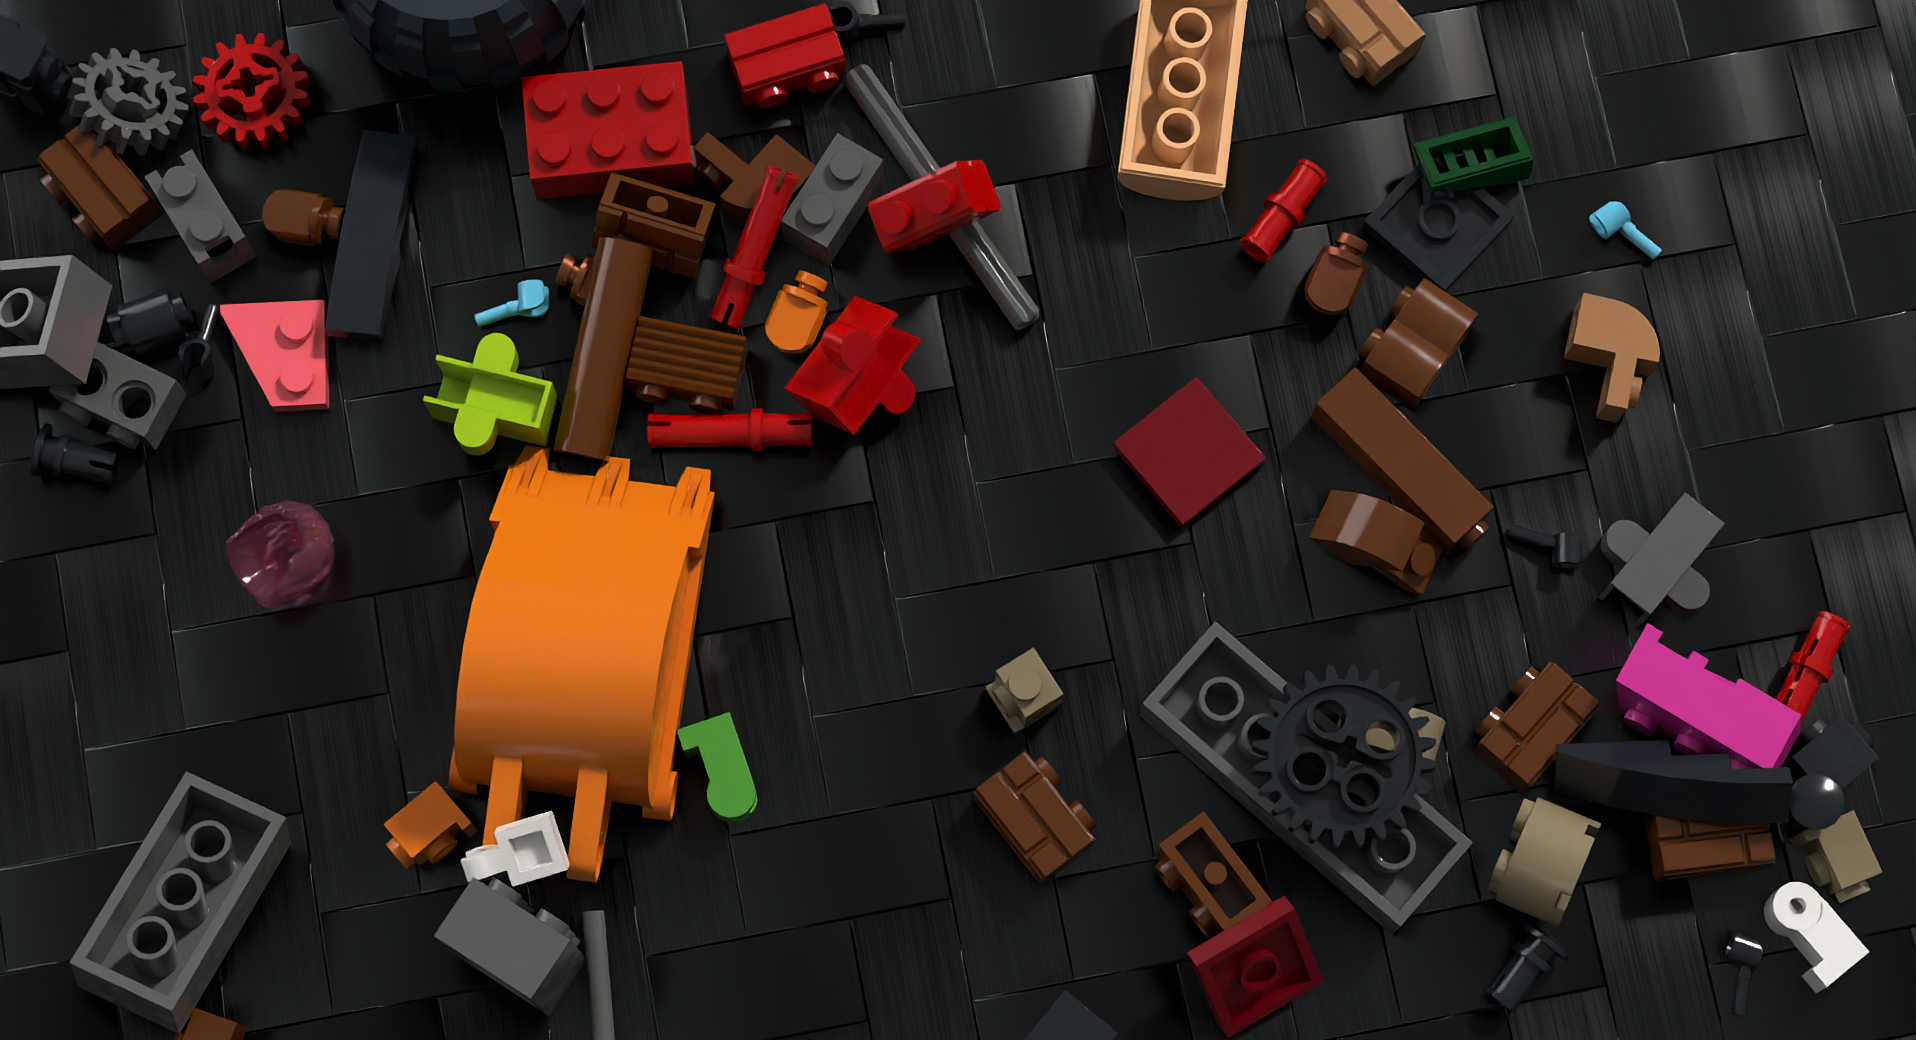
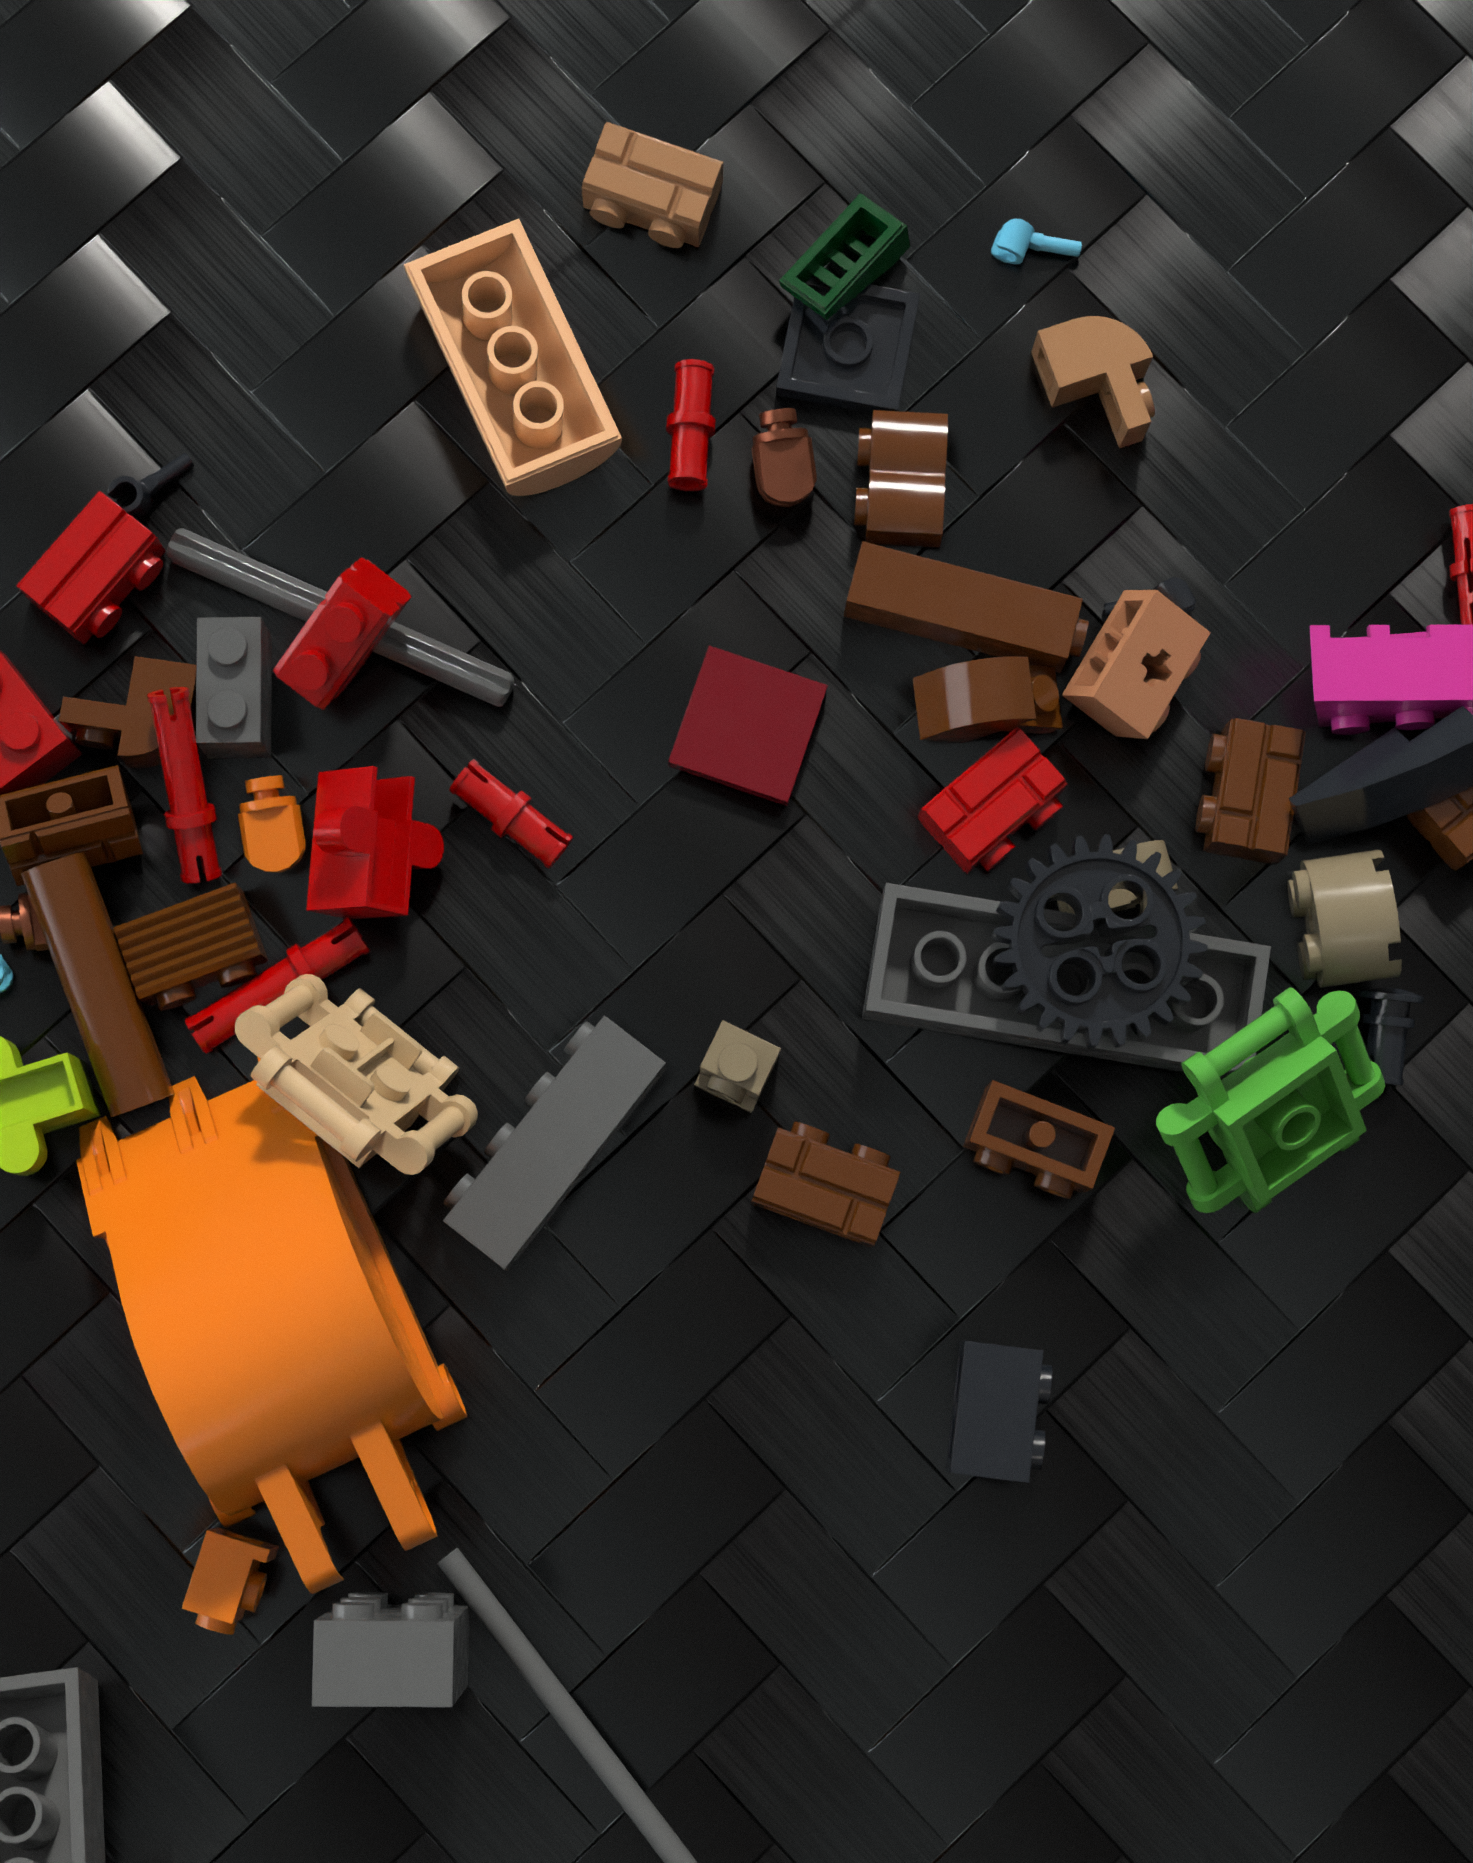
camera: 35 degrees left, 5 degrees up
(524, 849) = (345, 1557): white plate -> none
(730, 785) = (508, 1345): bright green leg -> none
(743, 523) = (354, 1076): none -> tan brick
(857, 663) = (555, 1141): none -> dark grey brick
(975, 410) = (511, 813): none -> red pin
(1255, 966) = (1132, 1200): dark red tile -> none
(1335, 617) = (993, 802): none -> red brick
(1404, 963) = (1277, 1109): none -> bright green brick
(1479, 577) = (1137, 664): none -> nougat brick
(1659, 563) = (1273, 553): dark grey piece -> none

